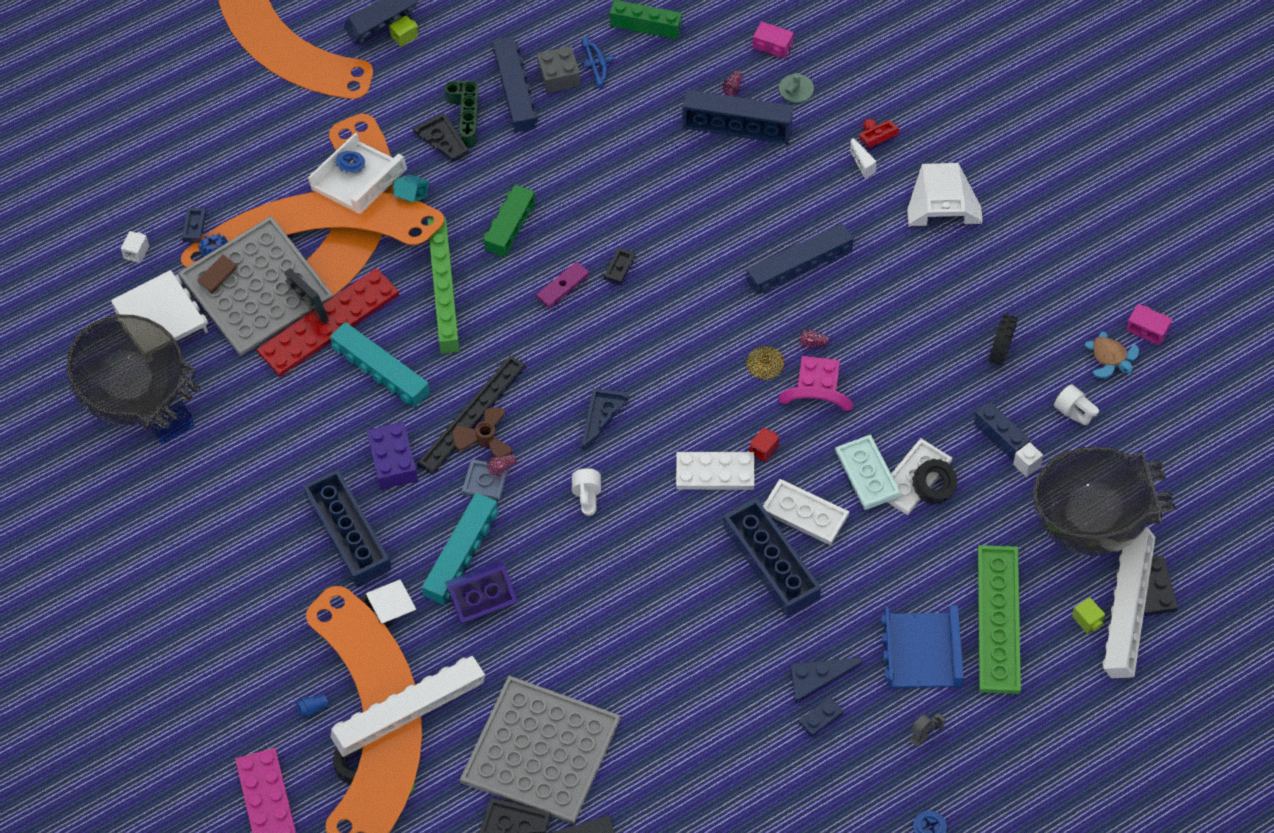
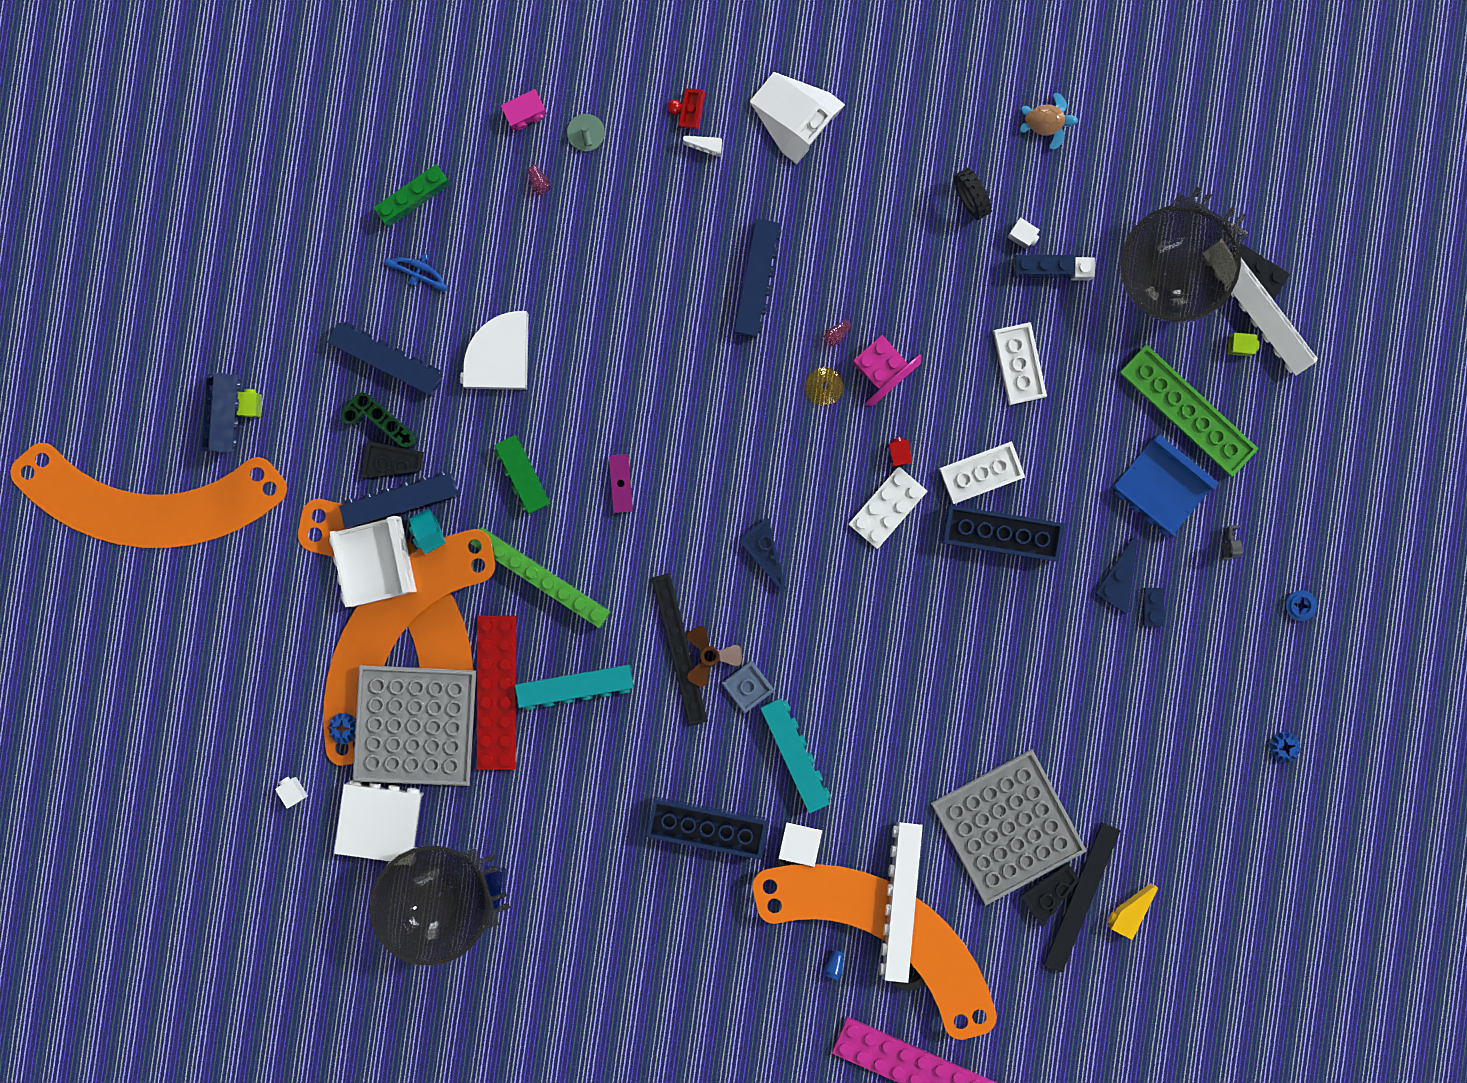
camera: 50 degrees left, 30 degrees up
(194, 224) = (308, 728): dark blue plate -> none
(217, 274) = (381, 751): reddish brown tile -> none
(307, 294) = (462, 700): black wing -> none
(346, 157) = (359, 550): blue gear -> none
(392, 455) = (669, 742): dark purple brick -> none
(420, 161) = (399, 501): none -> dark blue brick
(481, 592) = (851, 774): dark purple brick -> none
(499, 464) = (749, 668): clear pink cone -> none
(558, 69) = (402, 311): dark grey brick -> none
(584, 145) = (498, 354): none -> white brick
(586, 485) = (823, 616): white piece -> none
(619, 266) = (640, 424): black plate -> none
(737, 116) = (581, 209): dark blue brick -> none
(867, 472) = (989, 396): light aqua tile -> none
(948, 475) = (1056, 353): black tyre -> none
(1012, 401) = (1024, 233): none -> white brick
(1070, 400) = (1065, 190): white piece -> none
(1149, 324) = (1047, 65): dark pink brick -> none

